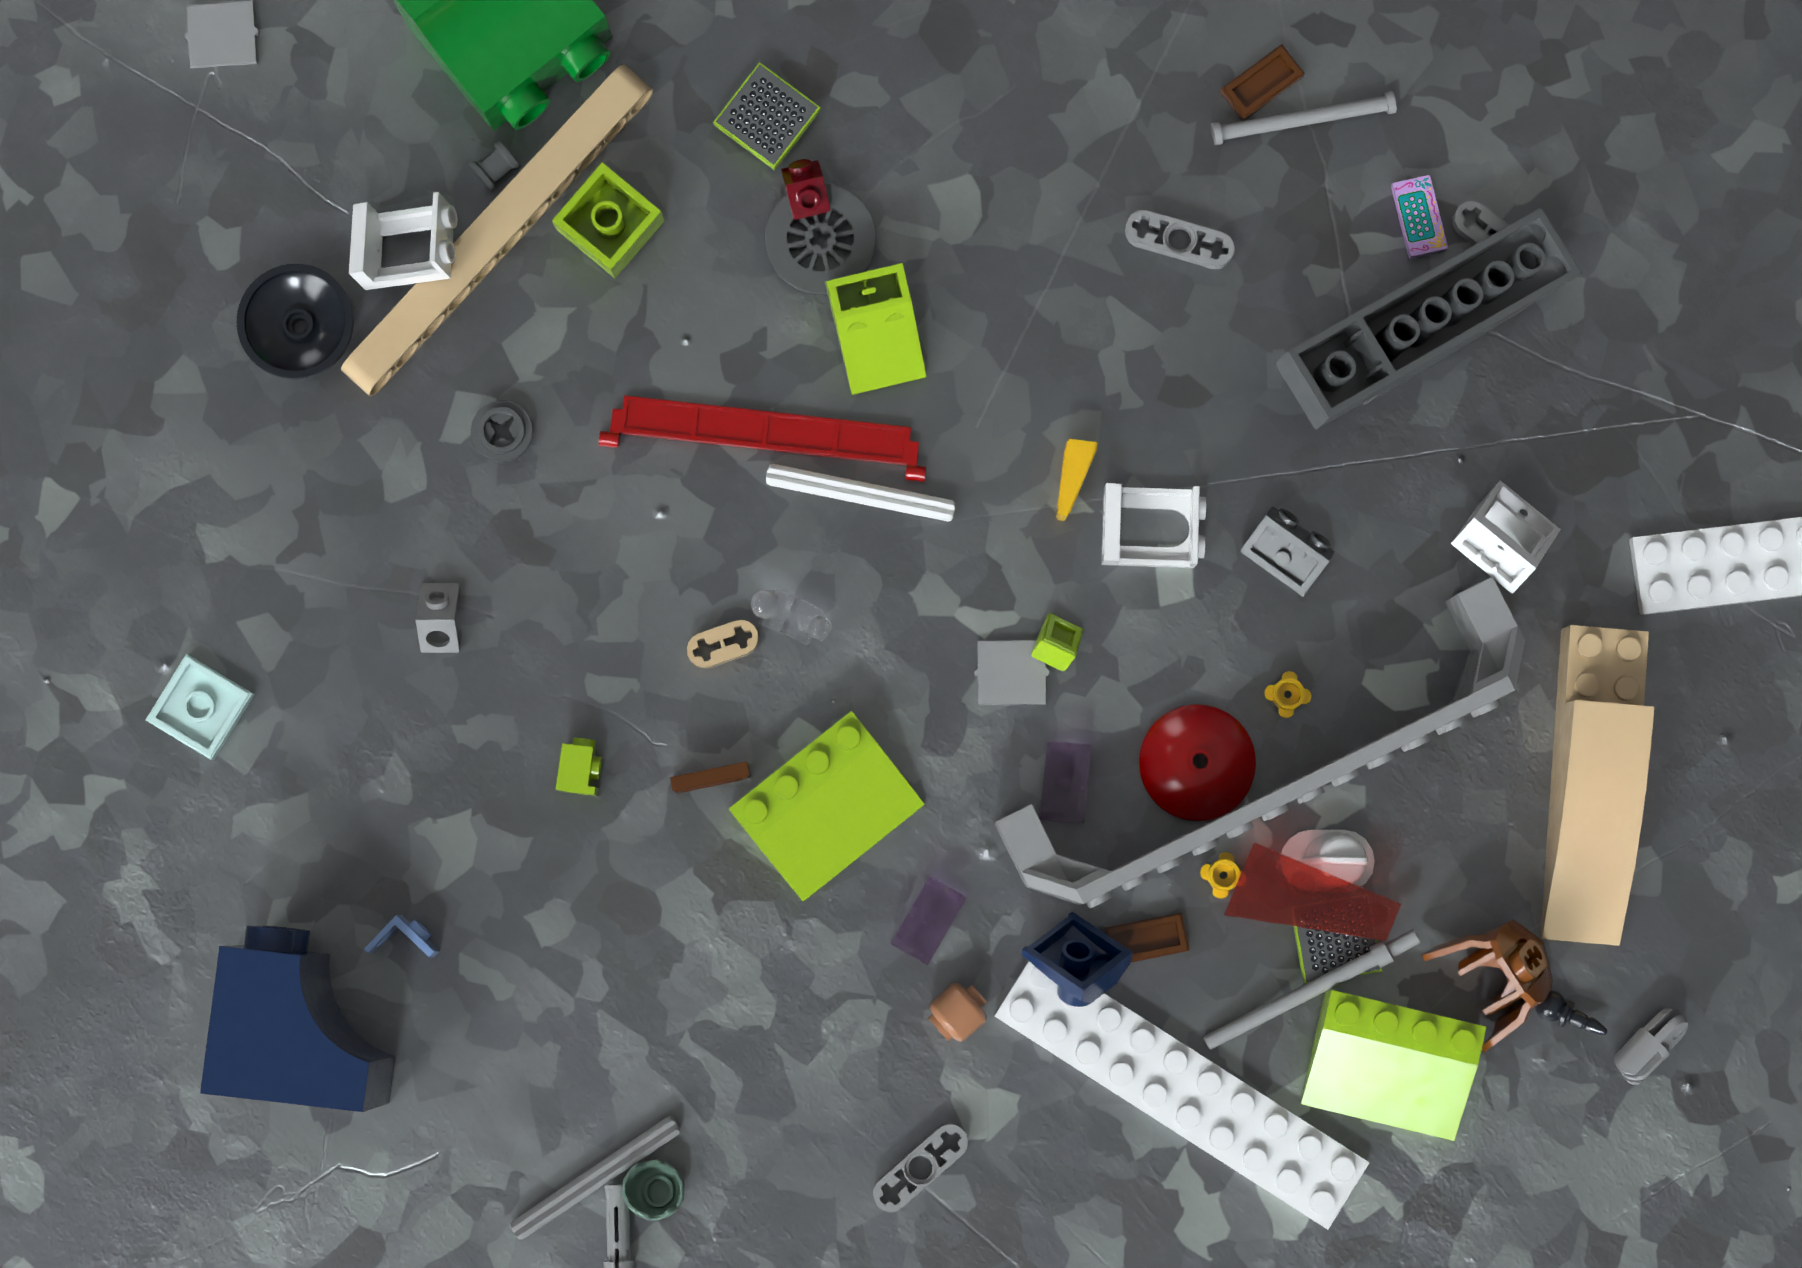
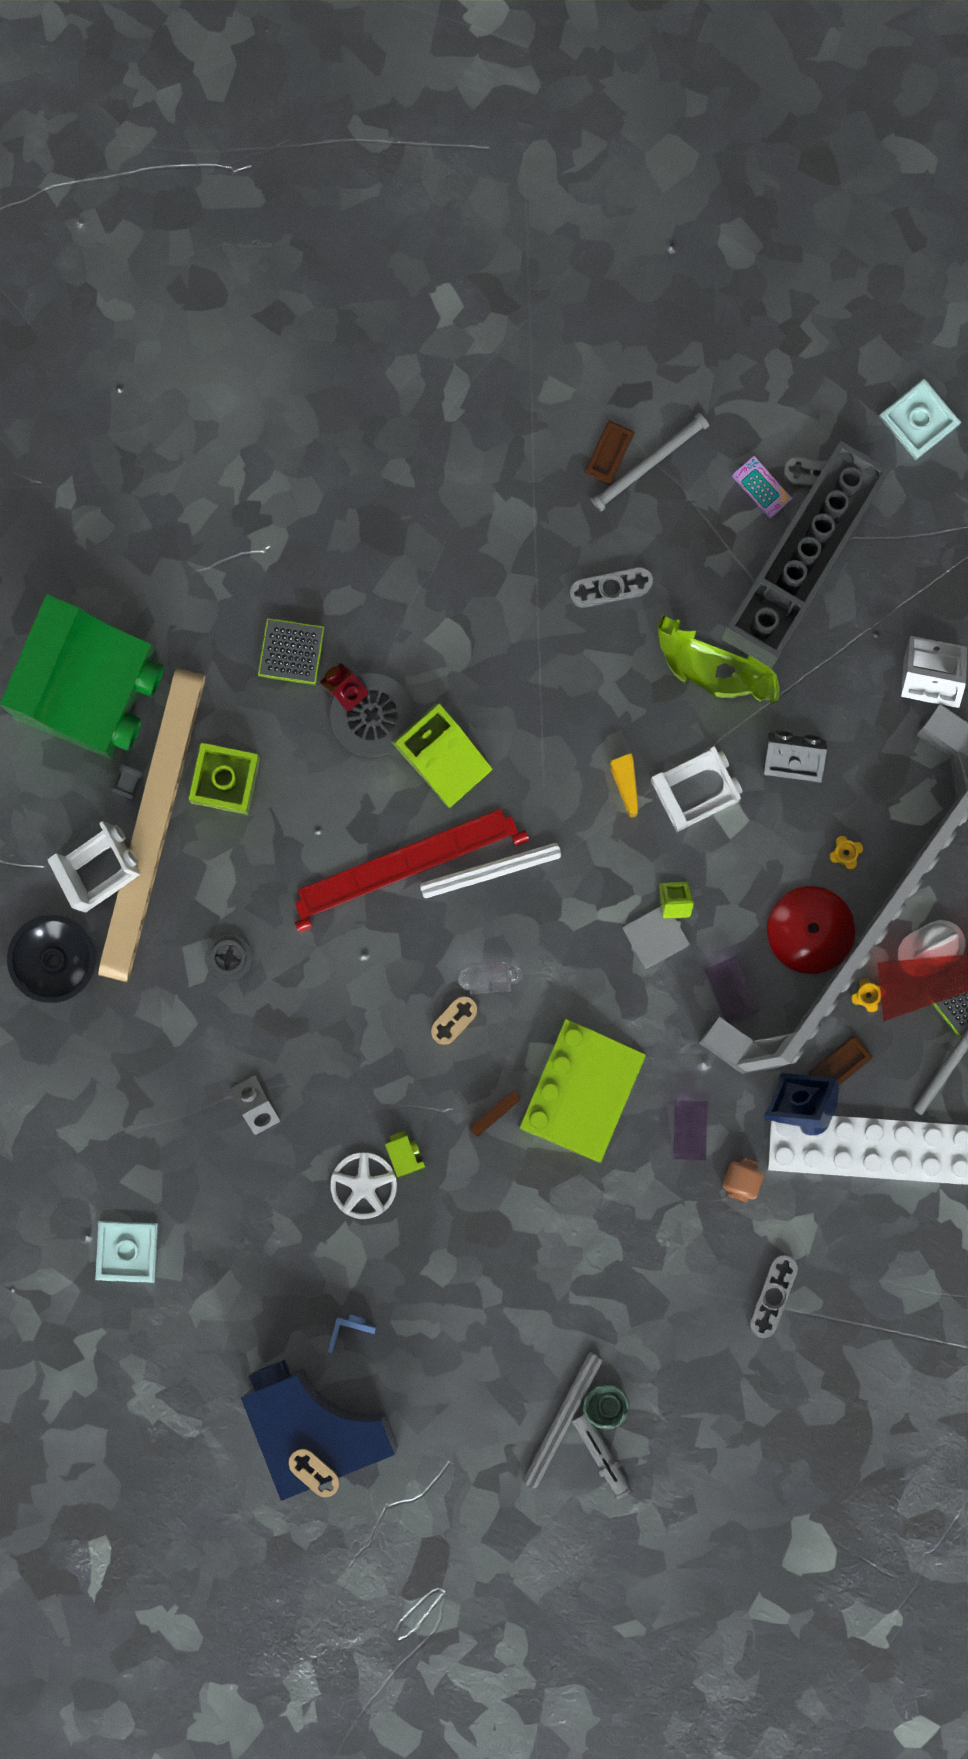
camera: 30 degrees left, 0 degrees up
(246, 1085) = (309, 1478): none -> tan beam
(513, 778) = (363, 1185): none -> white wheel
(1236, 380) = (699, 663): none -> lime animal
(1648, 235) = (920, 419): none -> light aqua tile

